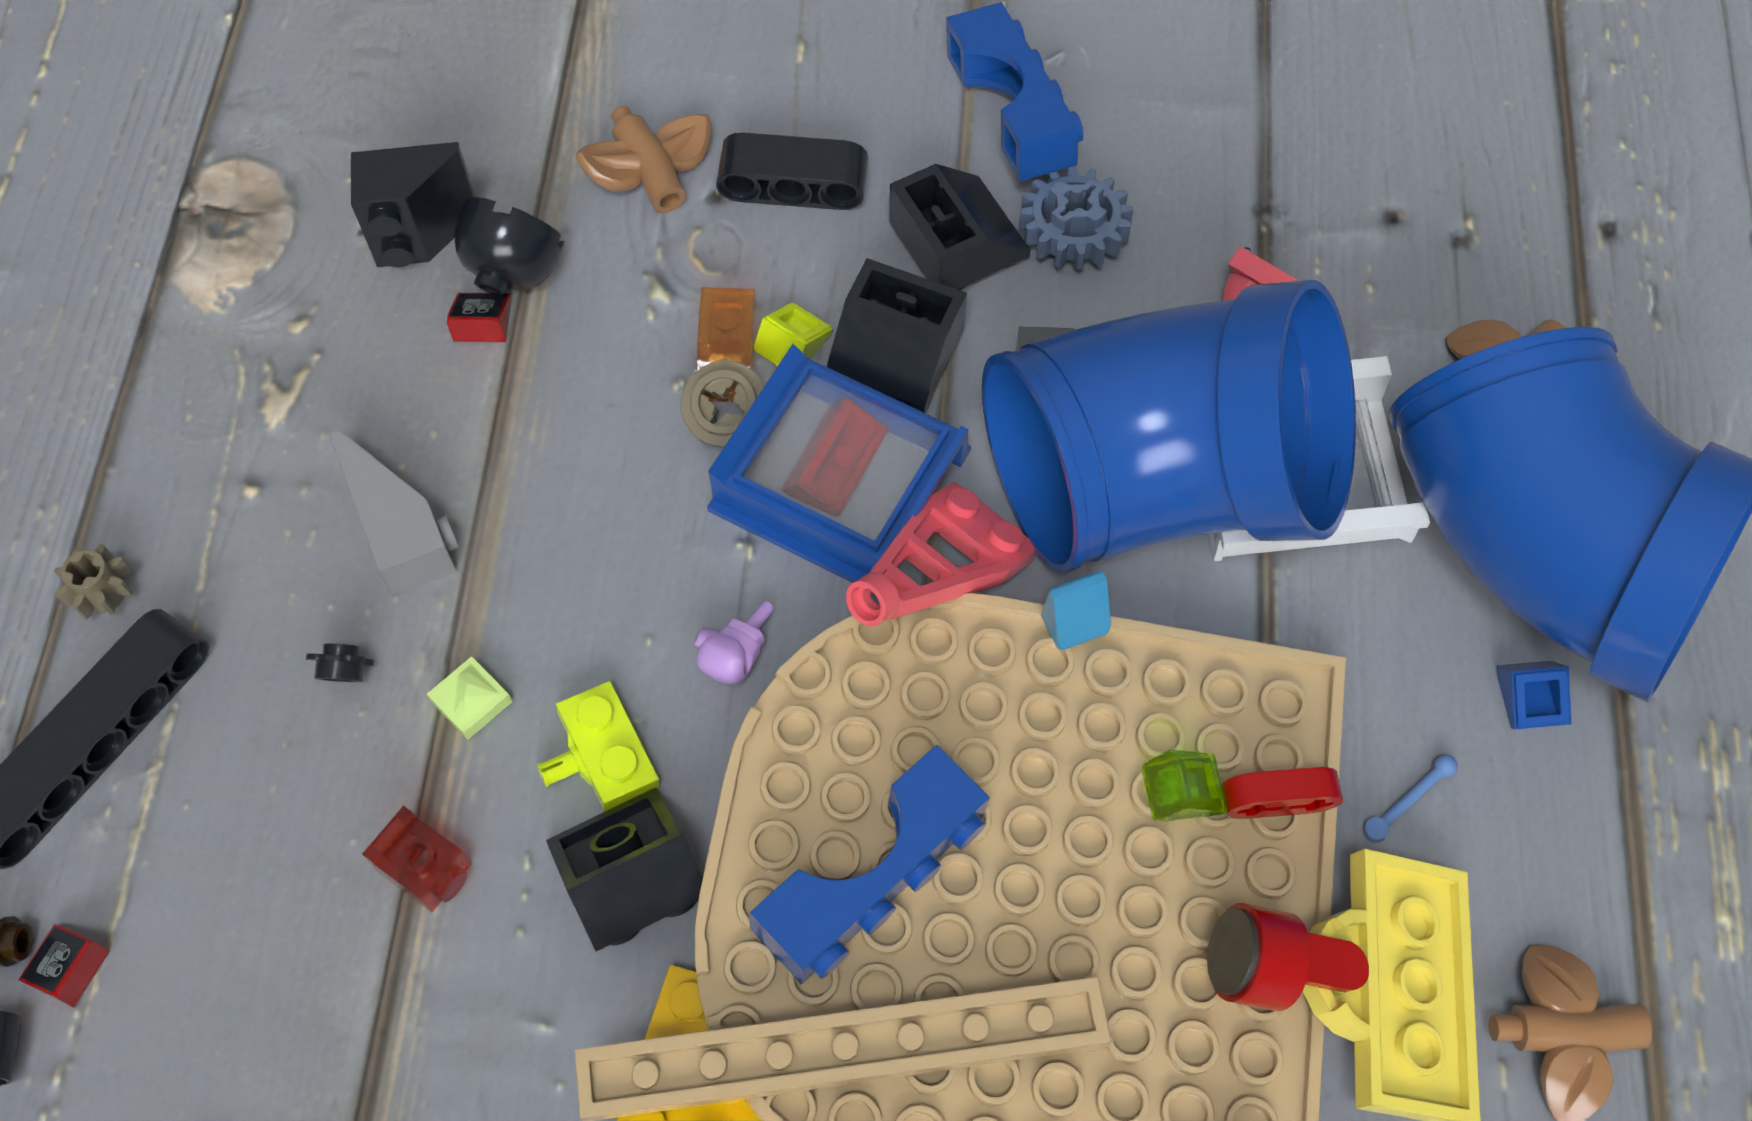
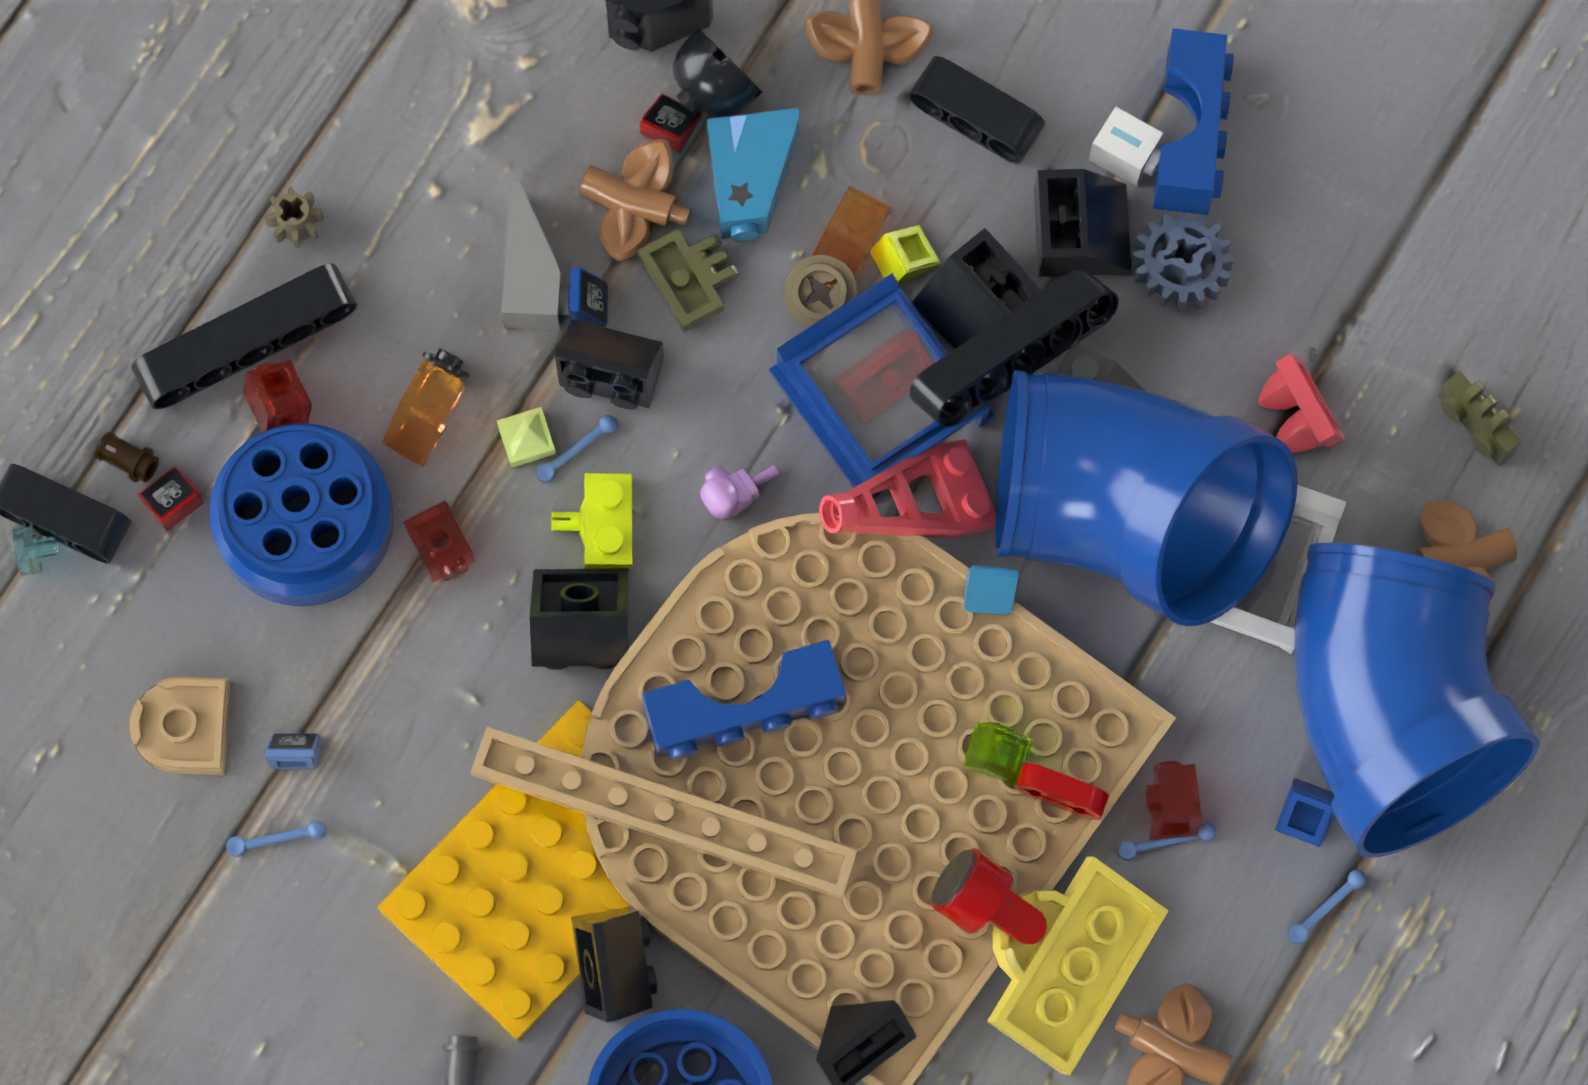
camera: 25 degrees right, 10 degrees up
(151, 788) = (276, 395): none -> clear red brick
(263, 970) = (305, 572): none -> blue wheel
(333, 722) = (422, 412): none -> clear orange slope
(472, 522) = (588, 297): none -> slope
(477, 399) = (635, 198): none -> medium nougat plant
(510, 725) = (546, 472): none -> medium blue hinge
(527, 576) = (608, 364): none -> black slope
(573, 451) = (688, 276): none -> olive hinge
(585, 318) = (749, 168): none -> dark azure slope
(947, 376) = (1018, 341): none -> black beam
(962, 138) = (1127, 147): none -> white brick
(1401, 746) = (1173, 801): none -> clear red brick
(1452, 229) = (1487, 425): none -> olive hinge
(1611, 828) = (1298, 933): none -> medium blue hinge

